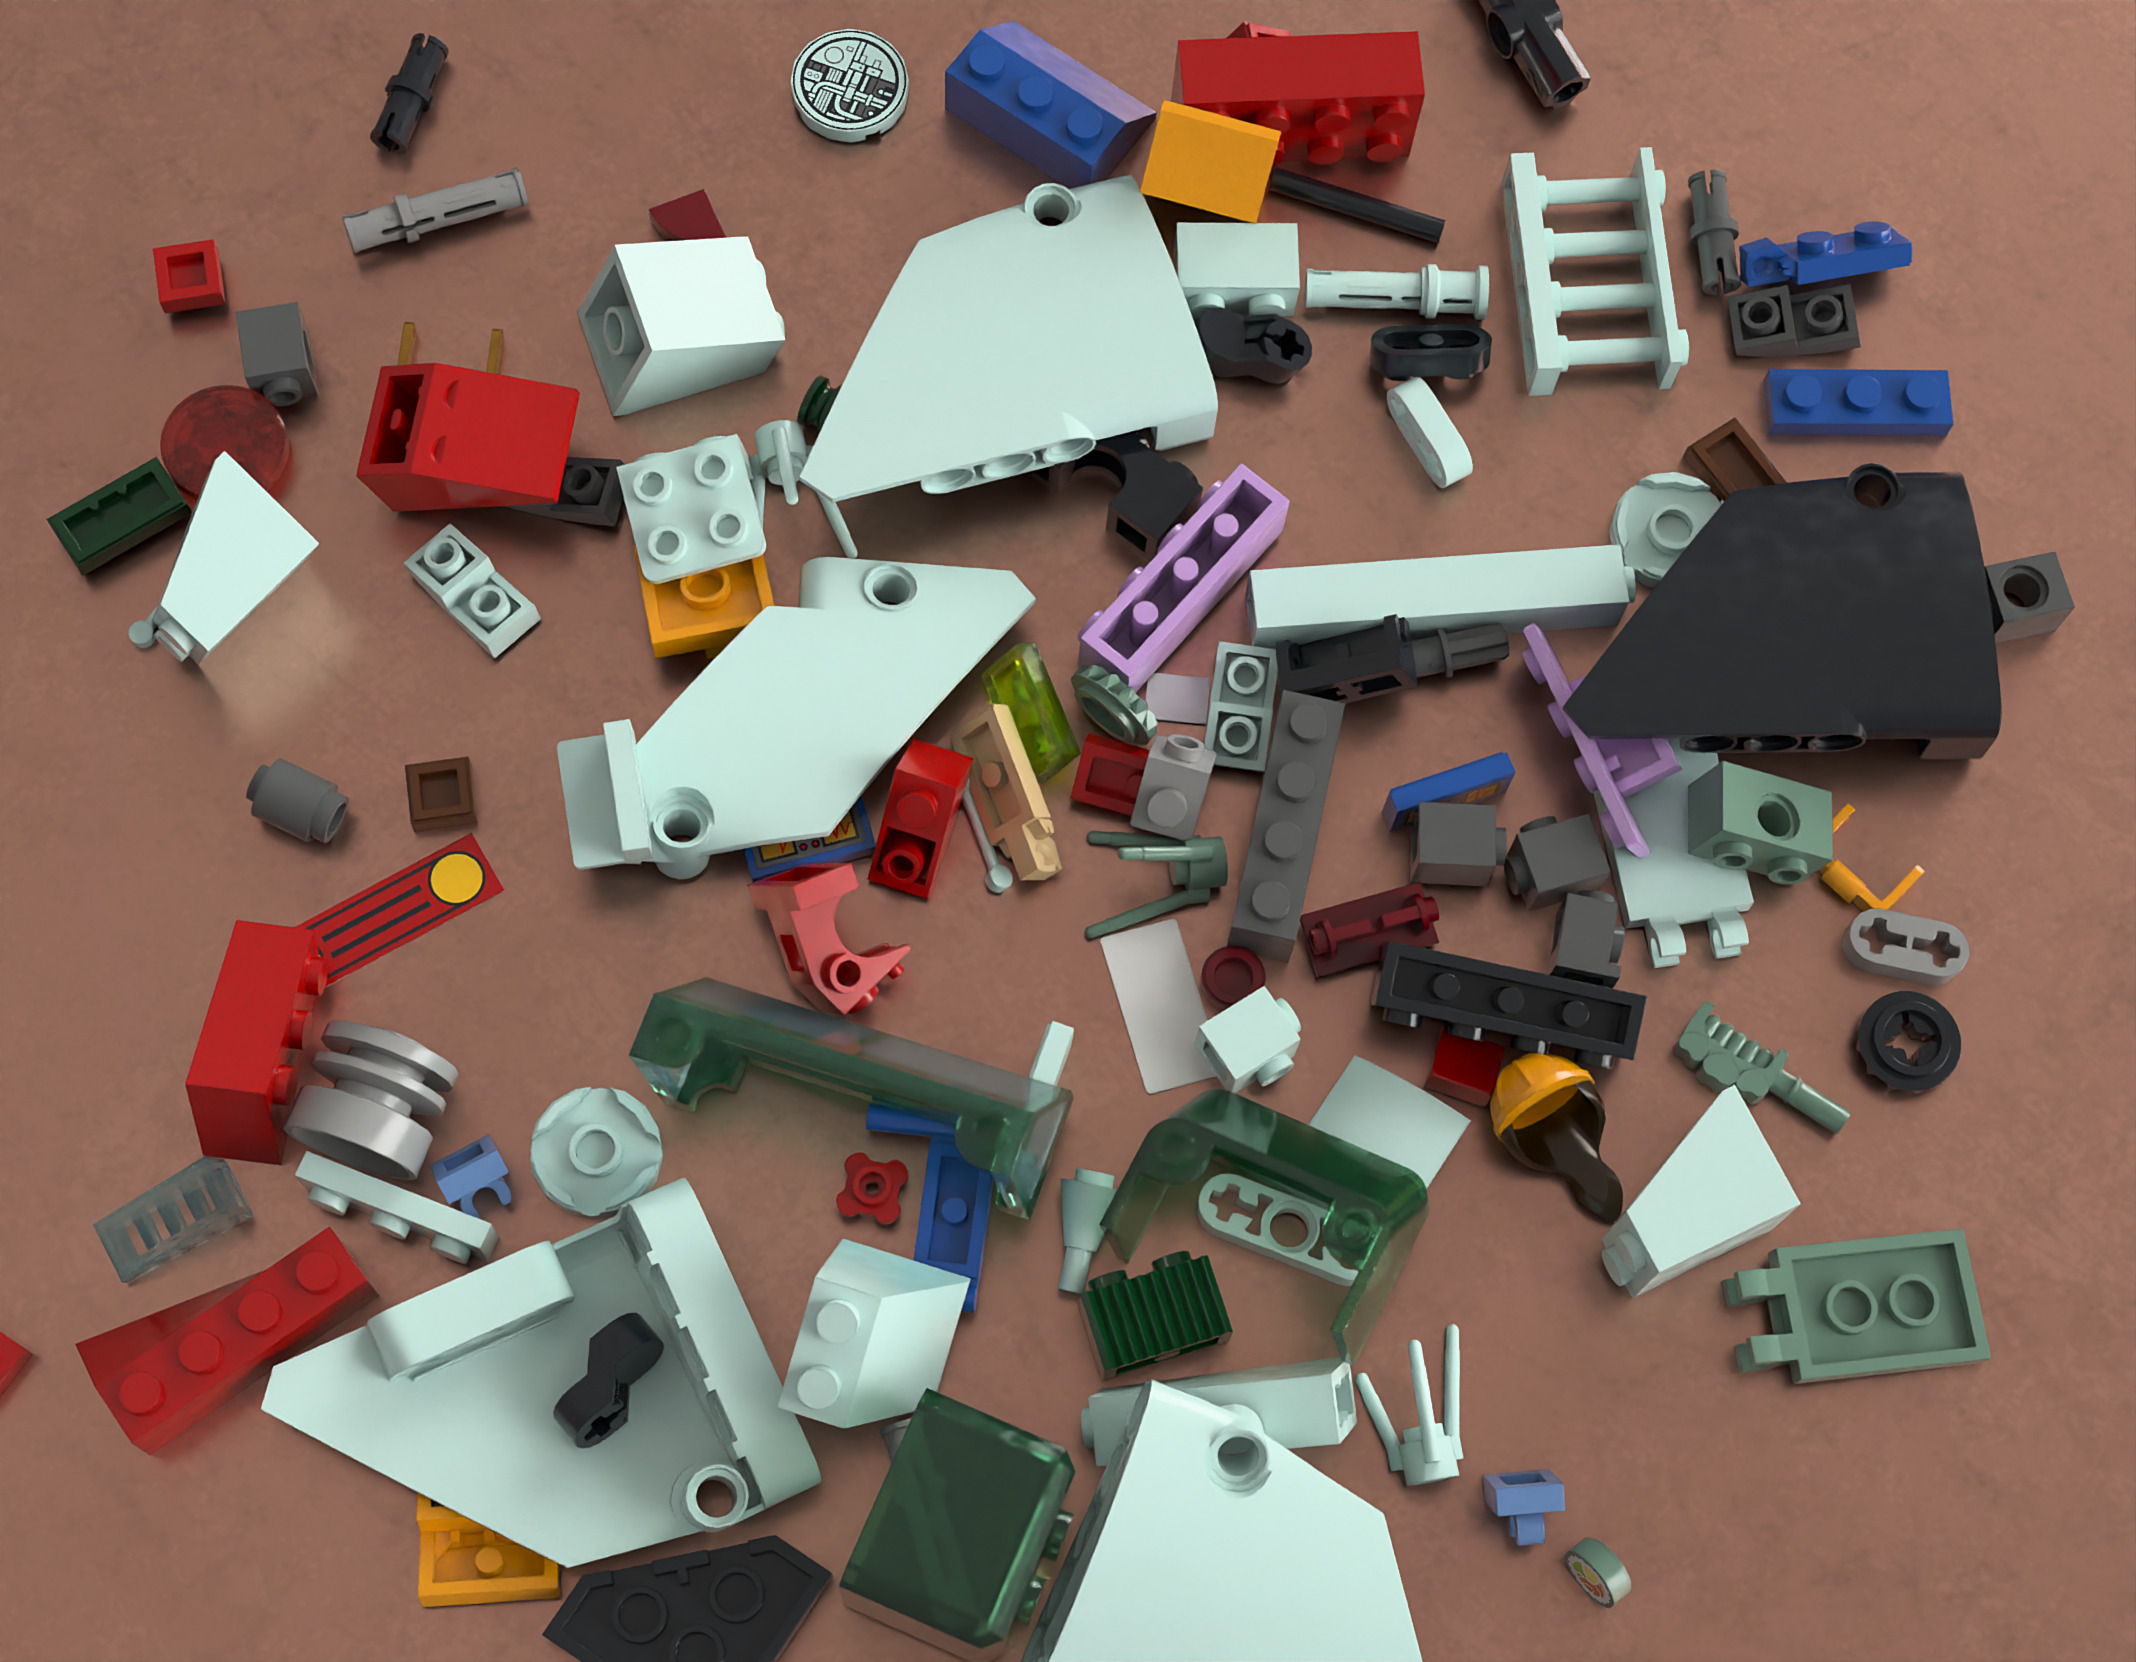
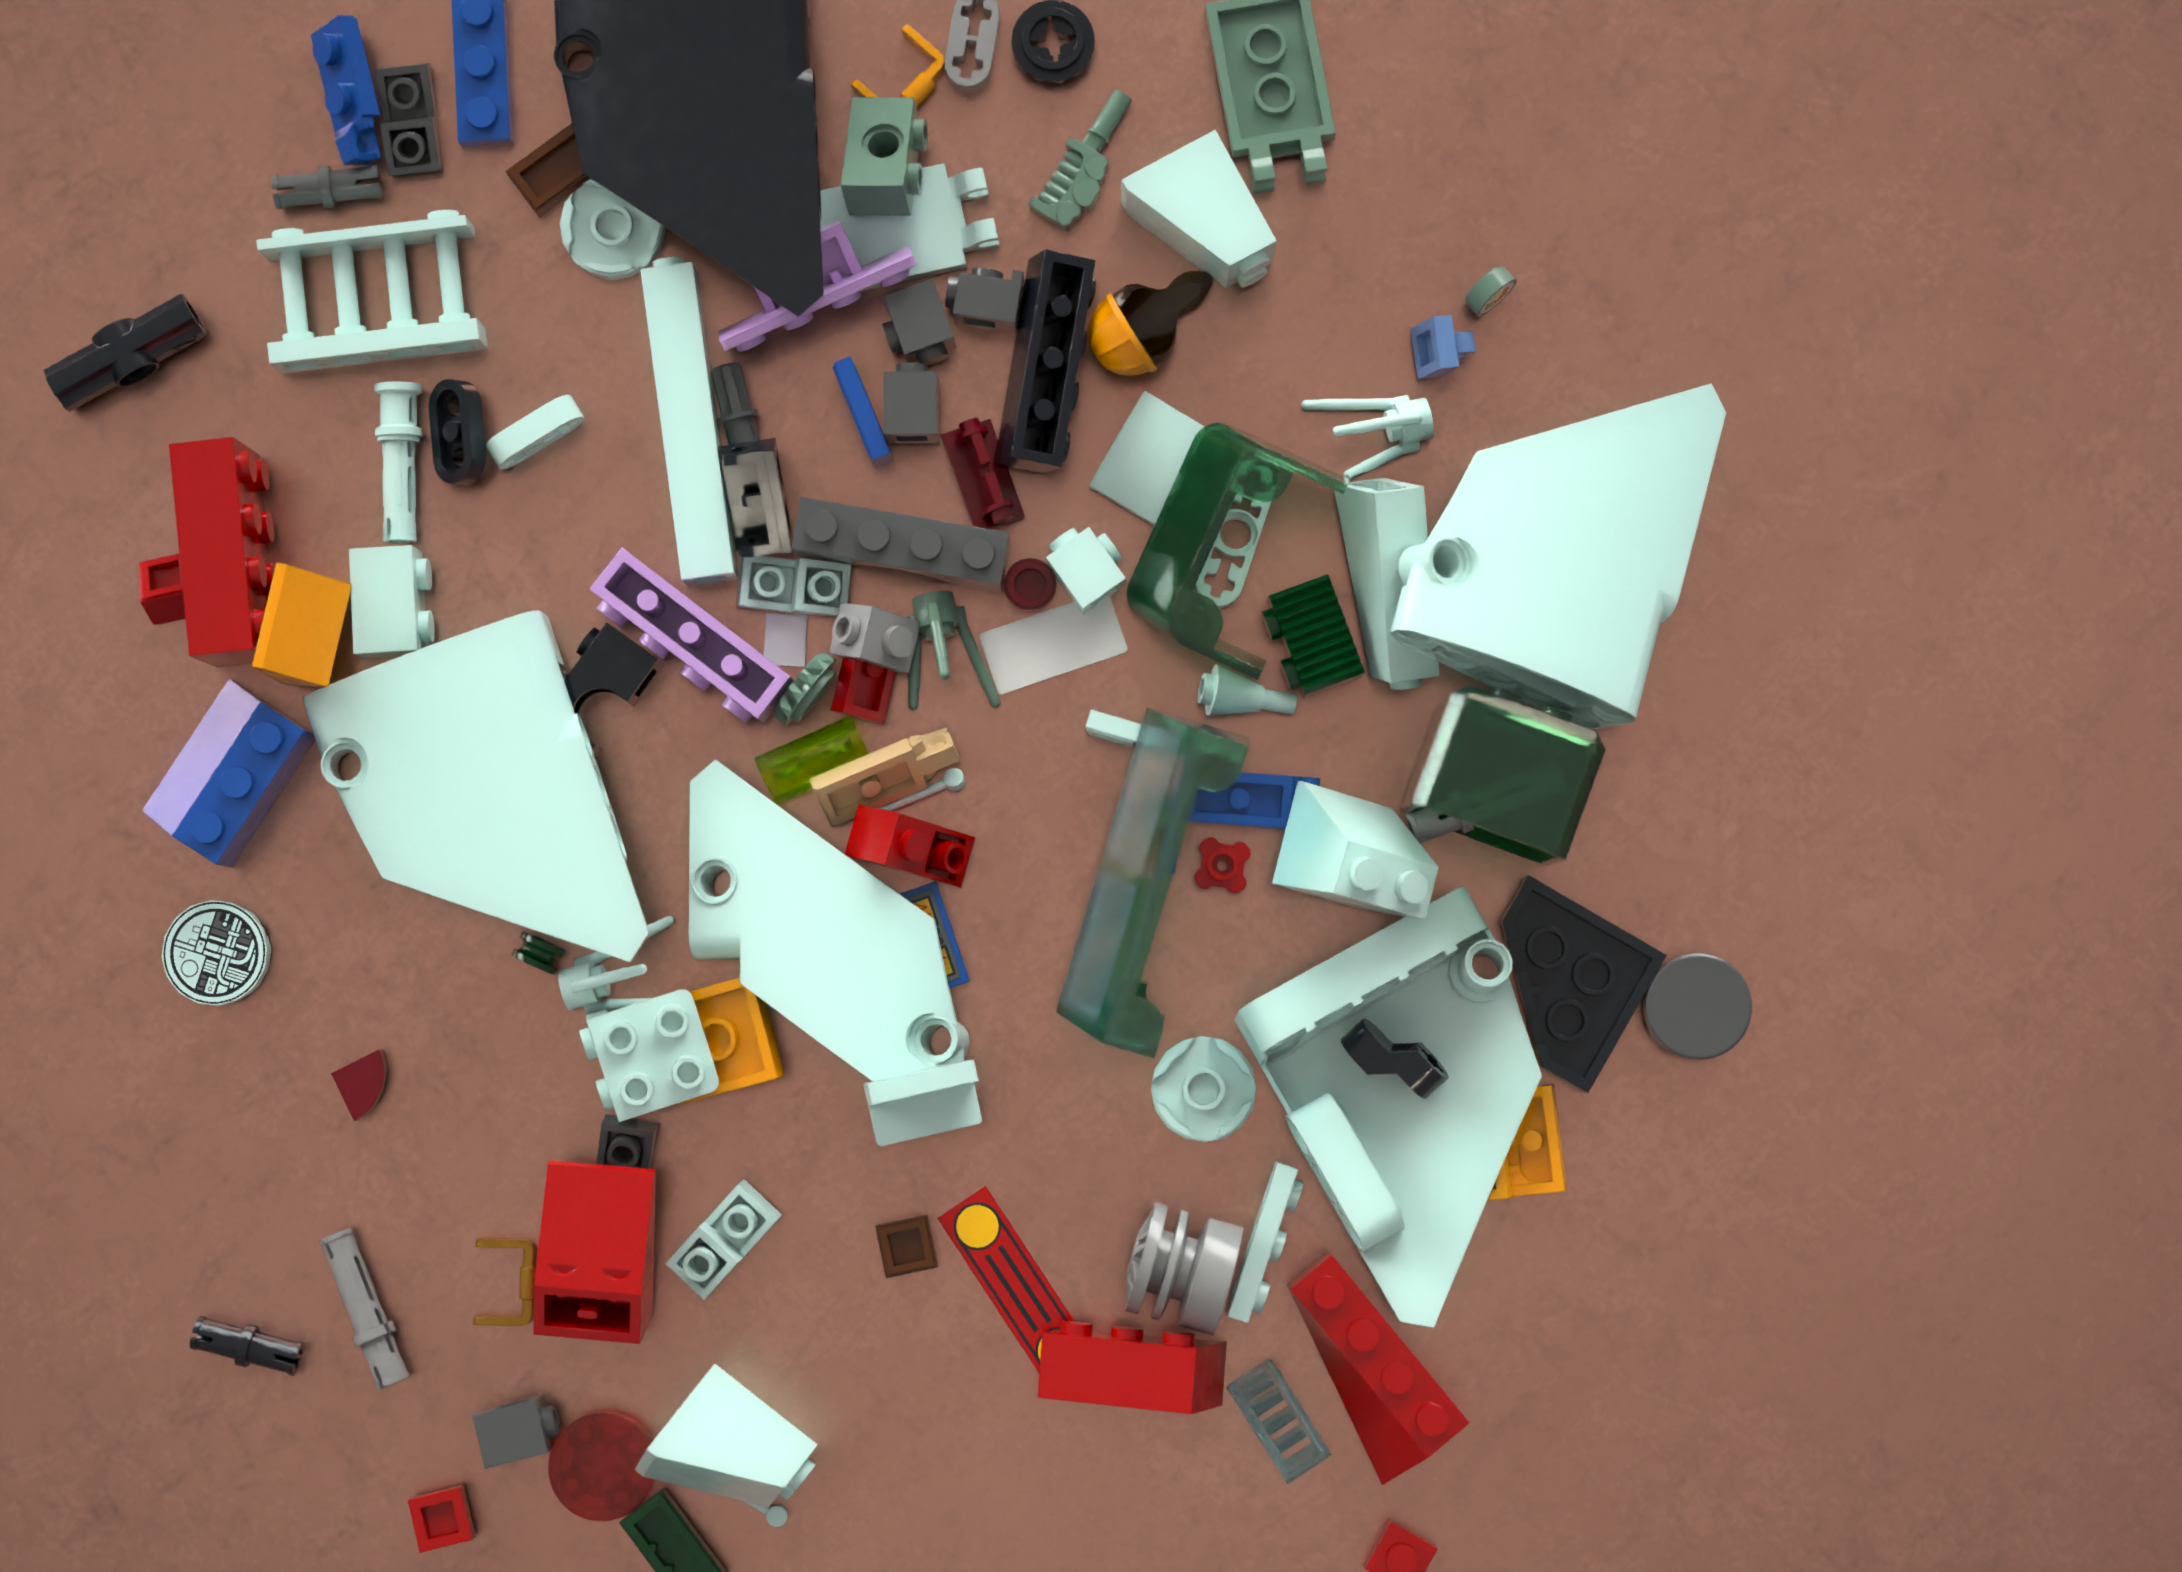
camera: 85 degrees left, 15 degrees up
(297, 801) = (924, 1364): dark grey brick -> none
(468, 1171) = (1230, 1186): medium blue tile -> none
(678, 320) = (466, 1082): light aqua slope -> none
(802, 916) = (1002, 933): tile -> none
(1253, 345) = (466, 565): black piece -> none
(1357, 205) = (314, 494): black bar -> none
(1465, 1068) = (1097, 396): red slope -> none

